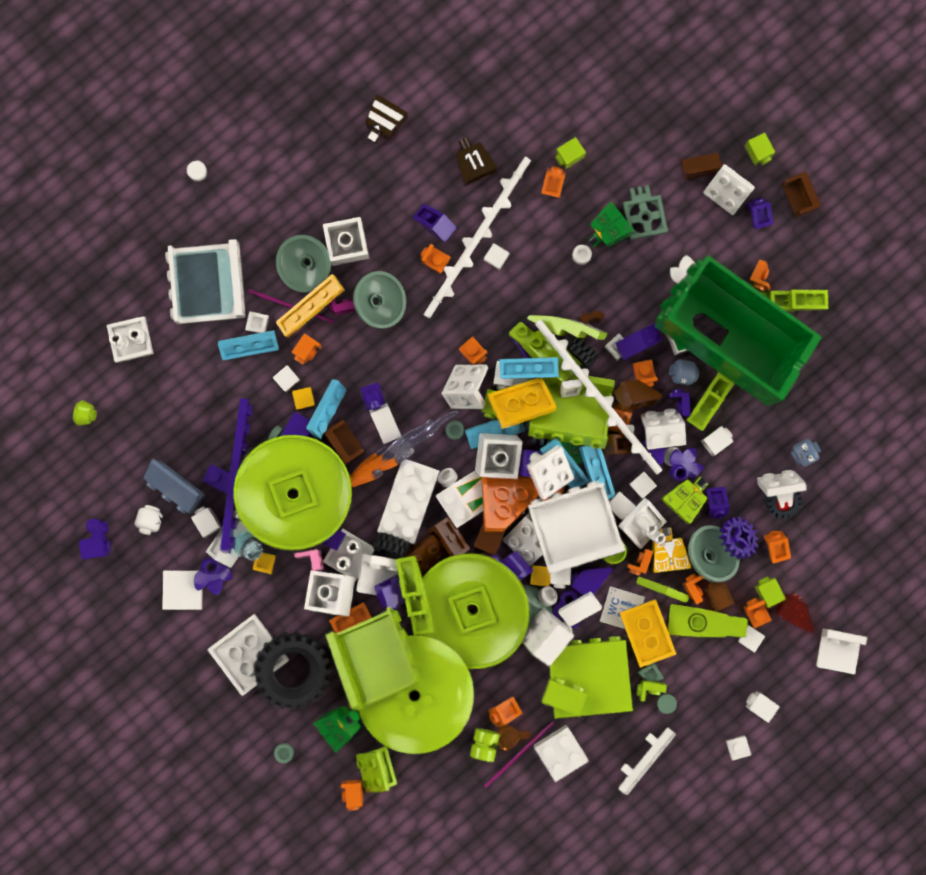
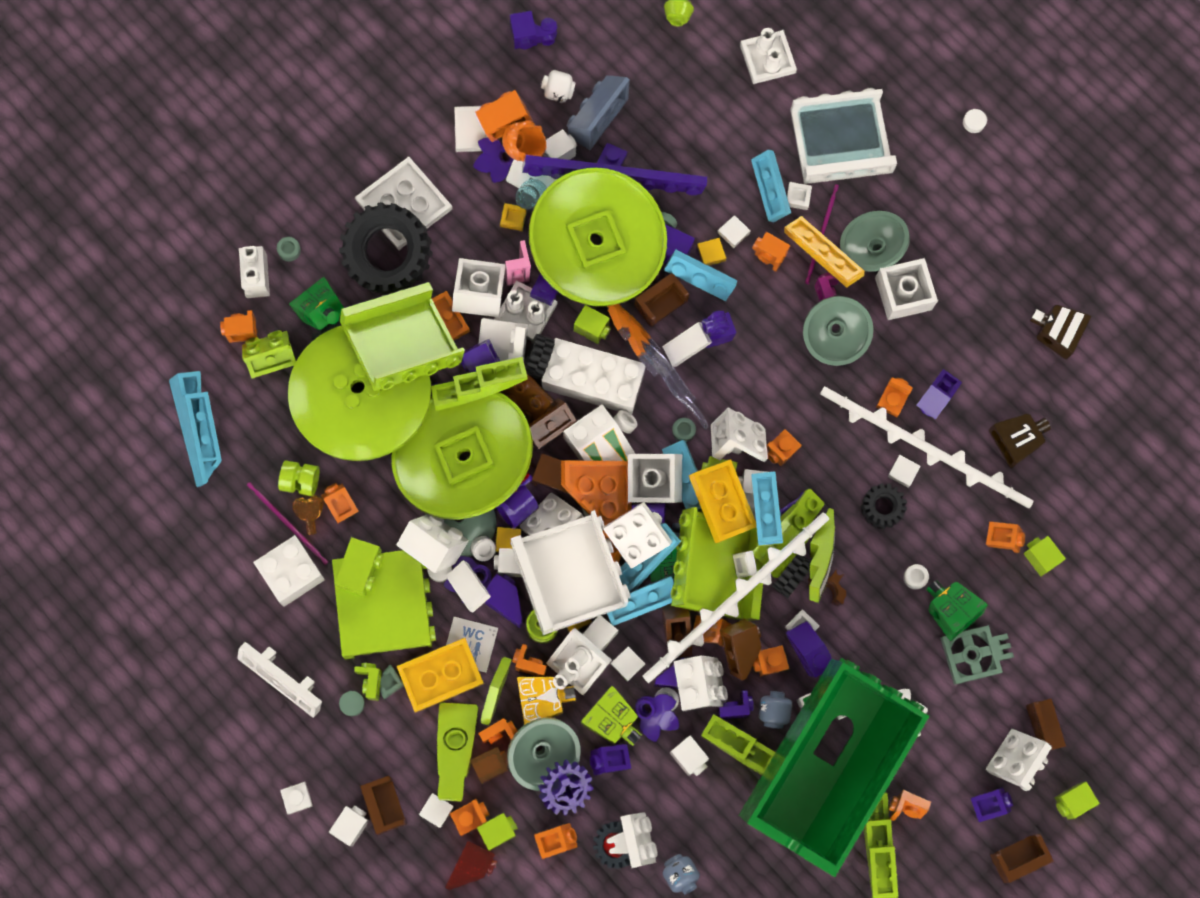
camera: 80 degrees right, 10 degrees down
(178, 566) = (501, 113): none -> orange brick
(203, 550) = (523, 140): none -> orange hair
(305, 782) = (254, 271): none -> white hips
(364, 500) = (592, 325): none -> lime brick
(435, 829) = (196, 424): none -> medium azure wedge
(533, 267) = (874, 516): none -> black tyre
(747, 679) = (383, 805): none -> reddish brown panel

